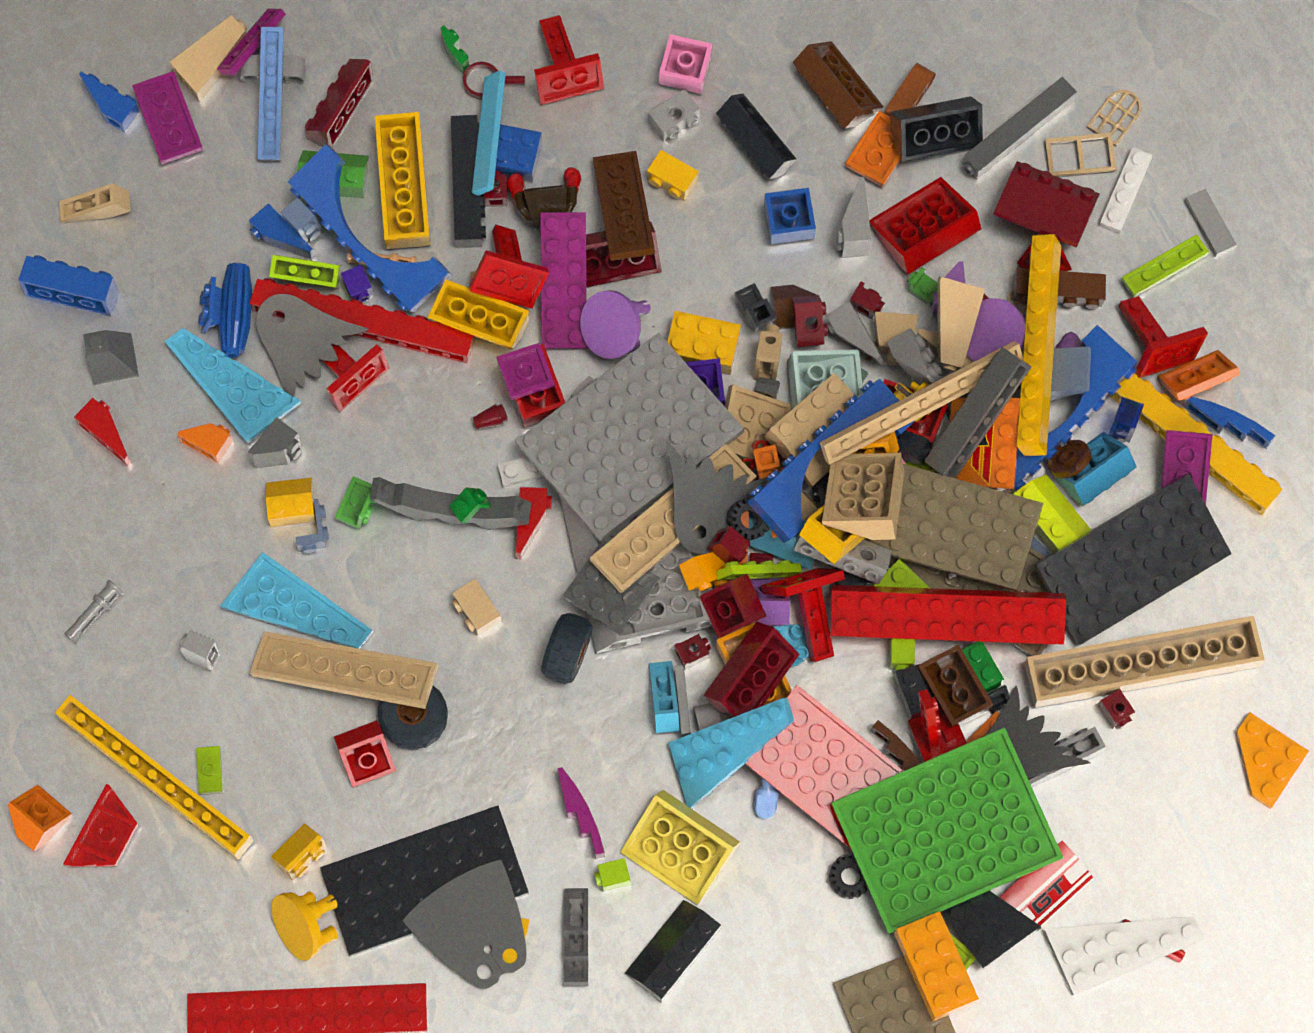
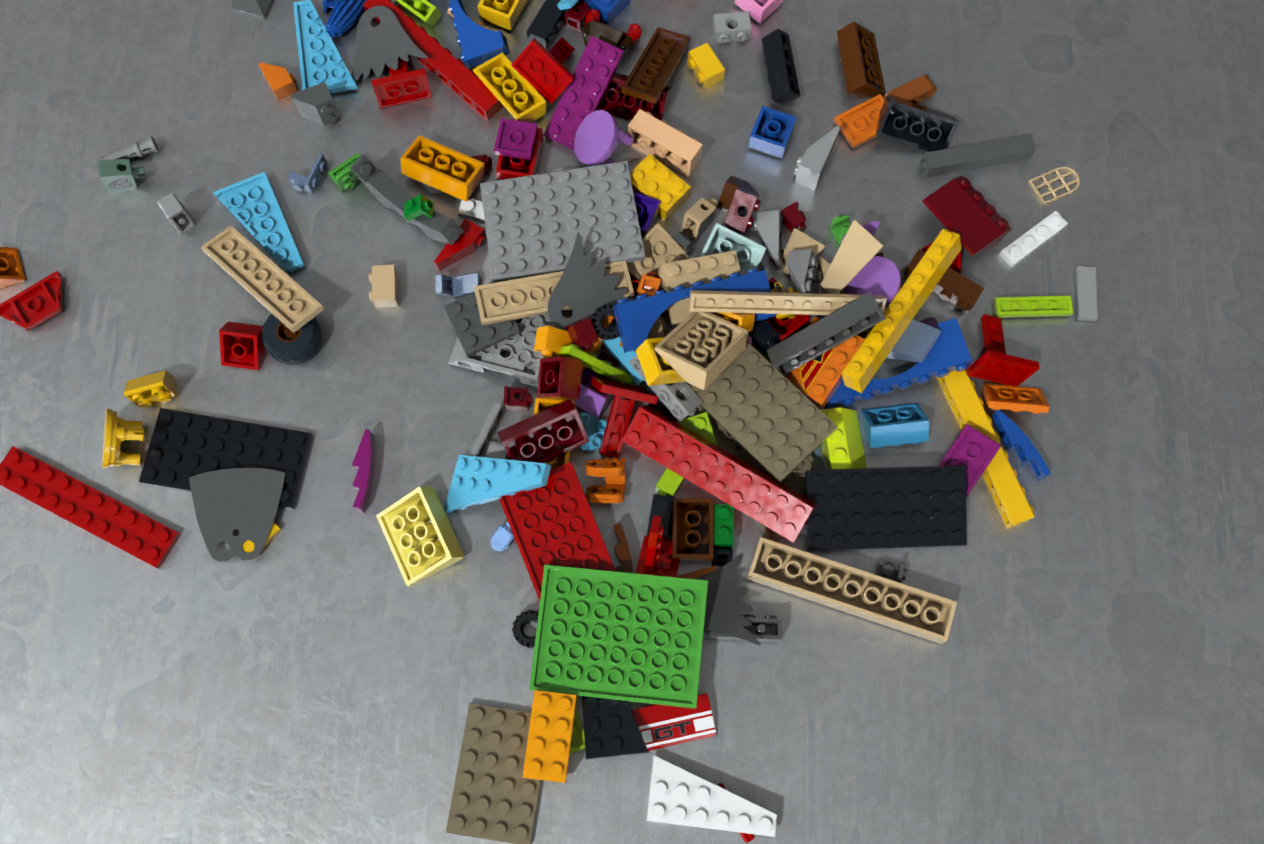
camera: 30 degrees right, 0 degrees up
(98, 422) = (217, 37): red slope -> none
(104, 642) = (119, 175): none -> sand green torso
(154, 777) = (90, 284): yellow brick -> none
(209, 770) = (133, 300): lime plate -> none
(290, 502) = (304, 147): yellow slope -> none
(357, 284) = (444, 29): dark purple brick -> none
(460, 444) = (442, 168): none -> light orange brick
(557, 563) = (456, 286): none -> sand blue bracket
(566, 648) = (424, 346): black wheel -> none
(576, 937) = (304, 560): flat silver slope -> none
(612, 875) = (358, 529): lime brick -> none
(664, 697) = (474, 419): medium azure slope -> none
(673, 950) = (366, 611): black slope -> none
(684, 289) = (665, 143): none -> light nougat brick
(756, 310) = (709, 181): black brick -> none
(842, 676) = (615, 479): none -> orange piece
(925, 225) = (869, 188): red slope -> none
(1070, 459) = (879, 408): reddish brown tile -> none
(1078, 139) = (1017, 186): tan window -> none
(1117, 709) = (809, 615): dark red brick -> none
(1125, 420) = (939, 401): clear blue brick -> none
(1172, 620) = (891, 570): none -> dark grey bracket
(1267, 759) = (907, 720): light orange plate -> none

